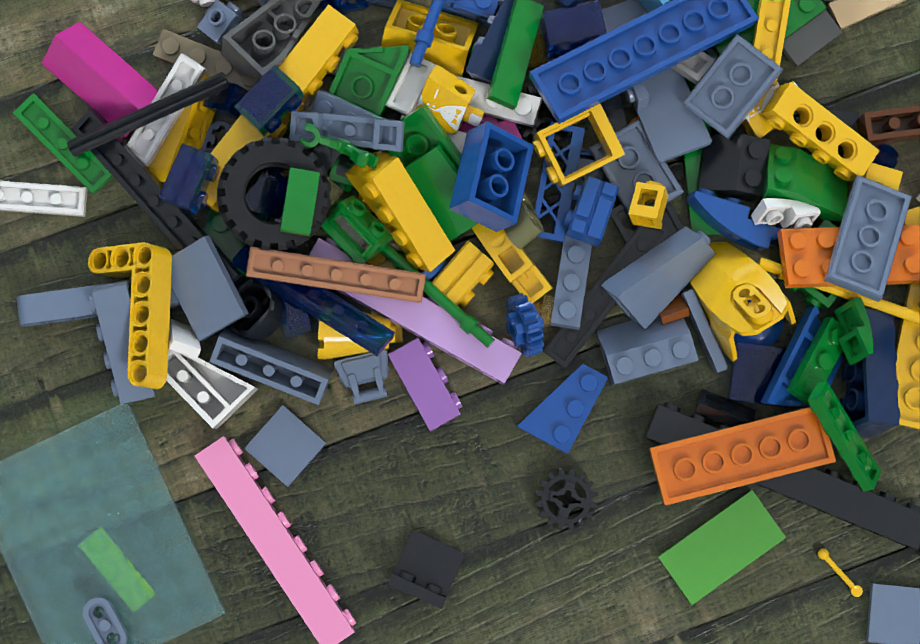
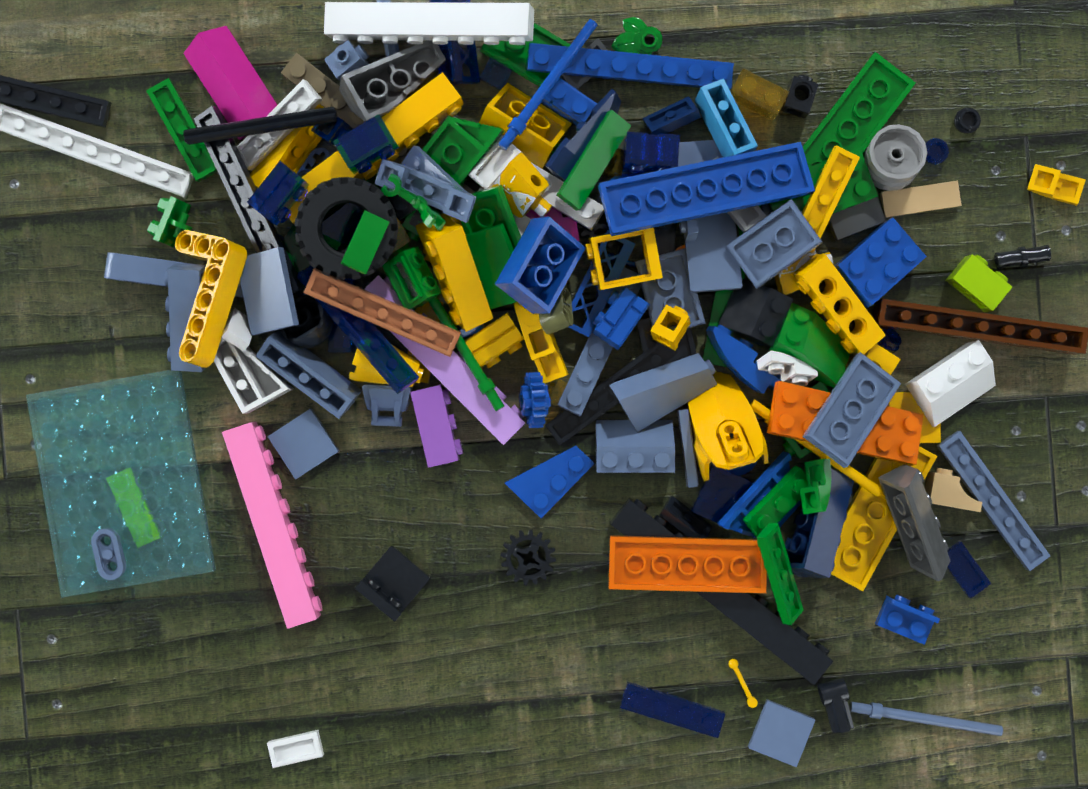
camera: 25 degrees right, 5 degrees up
(78, 246) = (172, 222): none -> green hips
(675, 310) = (667, 423): dark orange tile -> none
(721, 547) = (649, 633): bright green tile -> none
(772, 624) = (672, 709): none -> clear blue plate
(850, 75) = (879, 262): none -> blue brick

